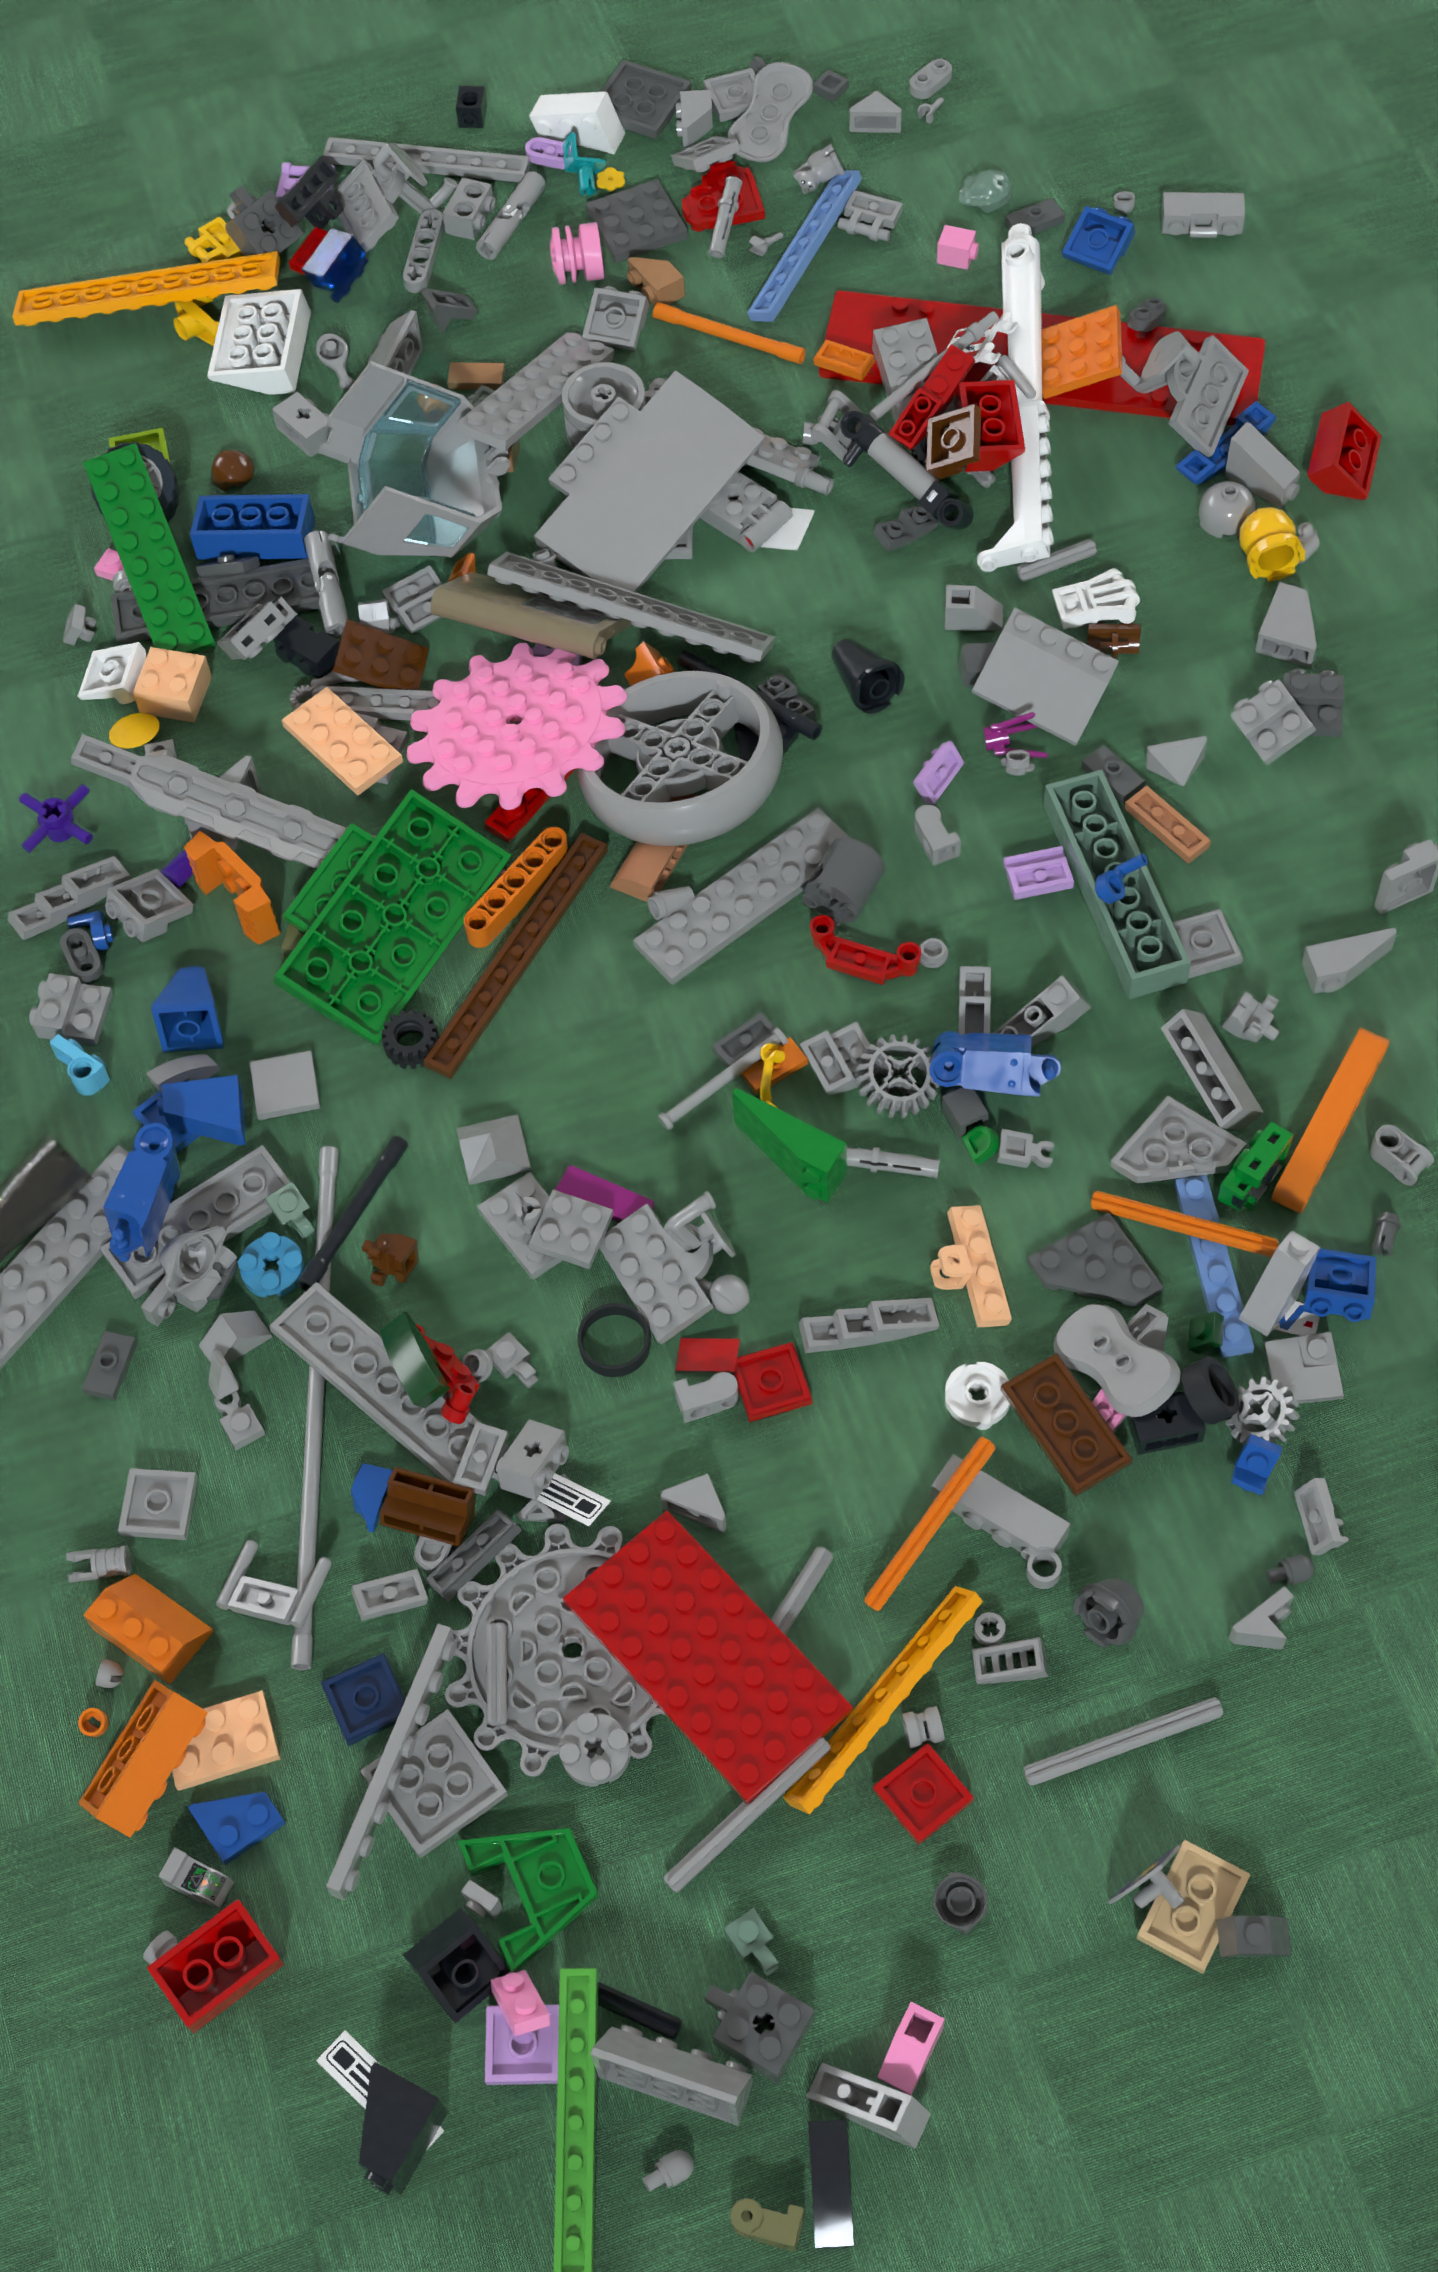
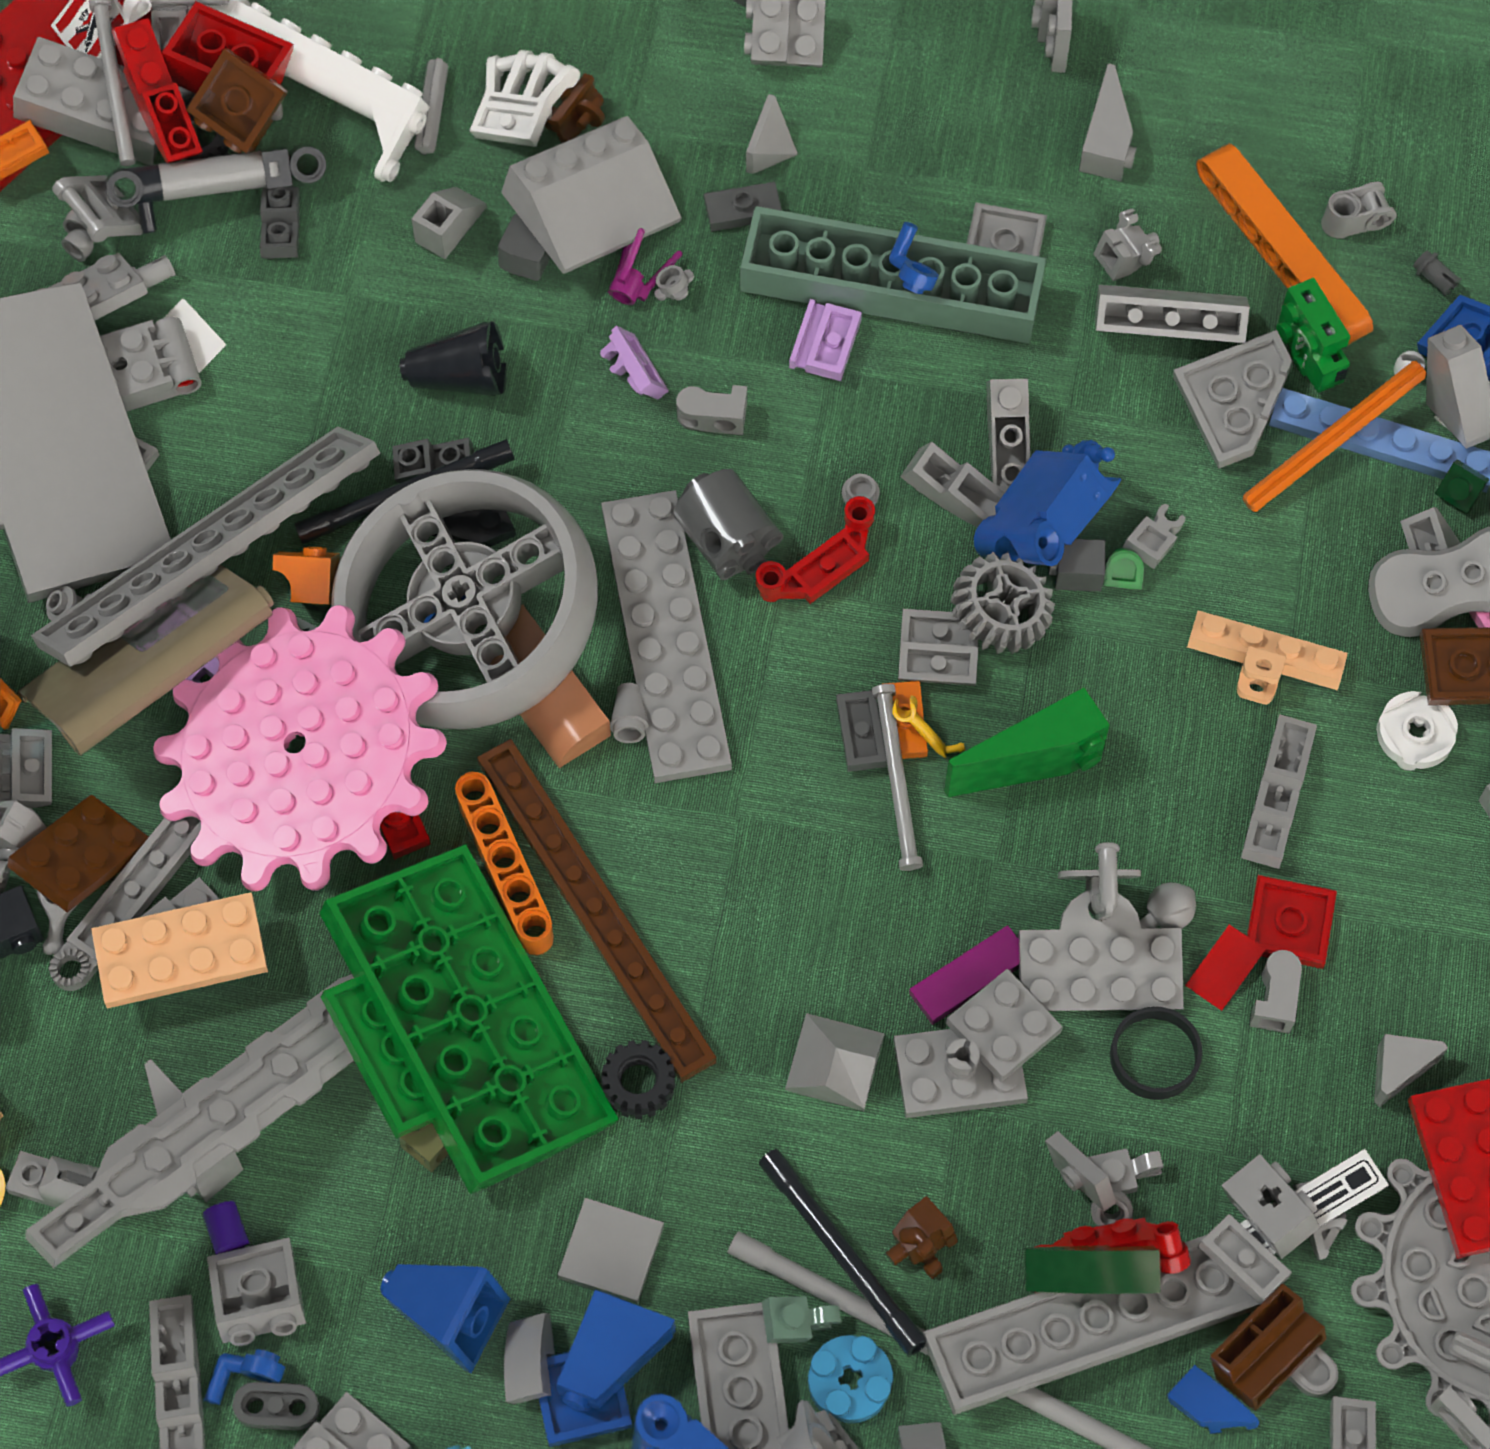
camera: 65 degrees left, 5 degrees up
(218, 864) = (303, 1160): orange plate -> none
(473, 1555) = (1347, 1328): dark grey tile -> none
(488, 1326) = (1080, 1171): none -> light grey plate
(892, 1162) = (1101, 659): light grey pin -> none
(1097, 1265) = (1325, 542): dark grey plate -> none
(1167, 824) = (844, 191): nougat plate -> none

